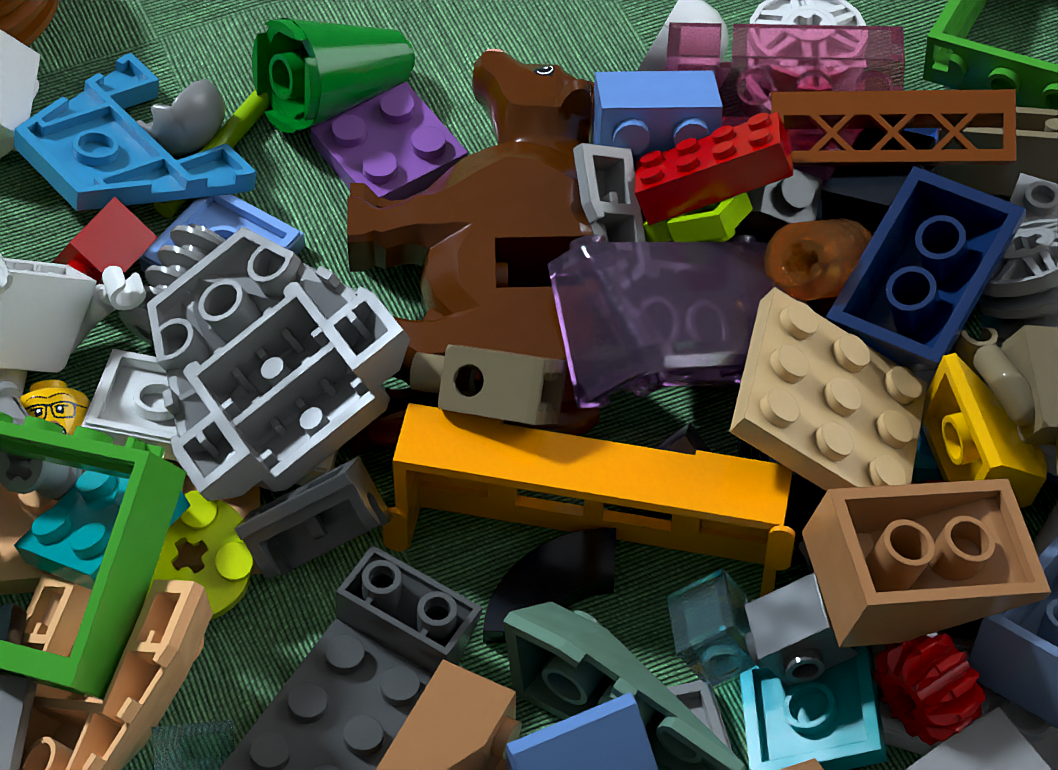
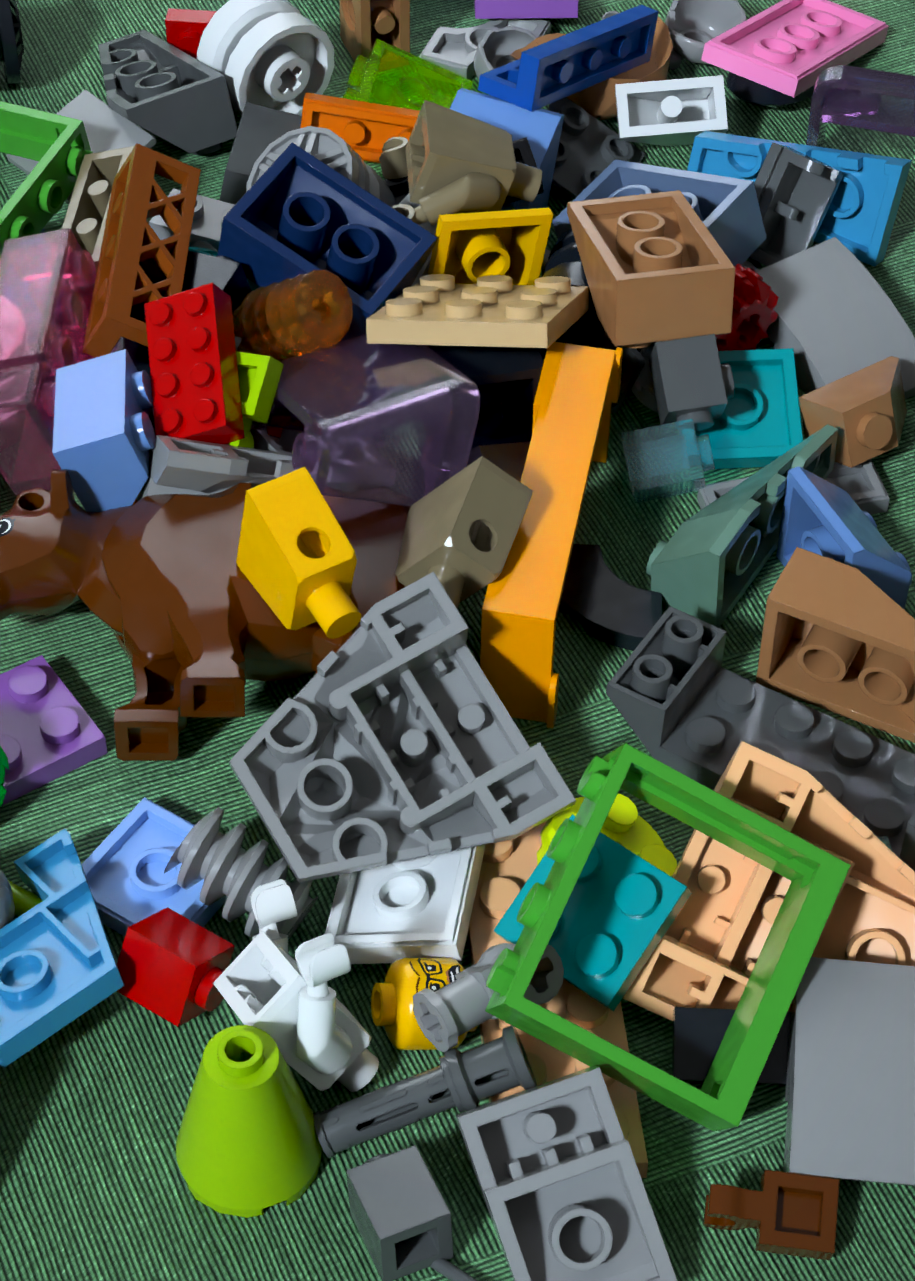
camera: 90 degrees left, 5 degrees down
(313, 519) = (561, 717): dark grey hinge -> none
(447, 244) = (298, 555): none -> yellow torso

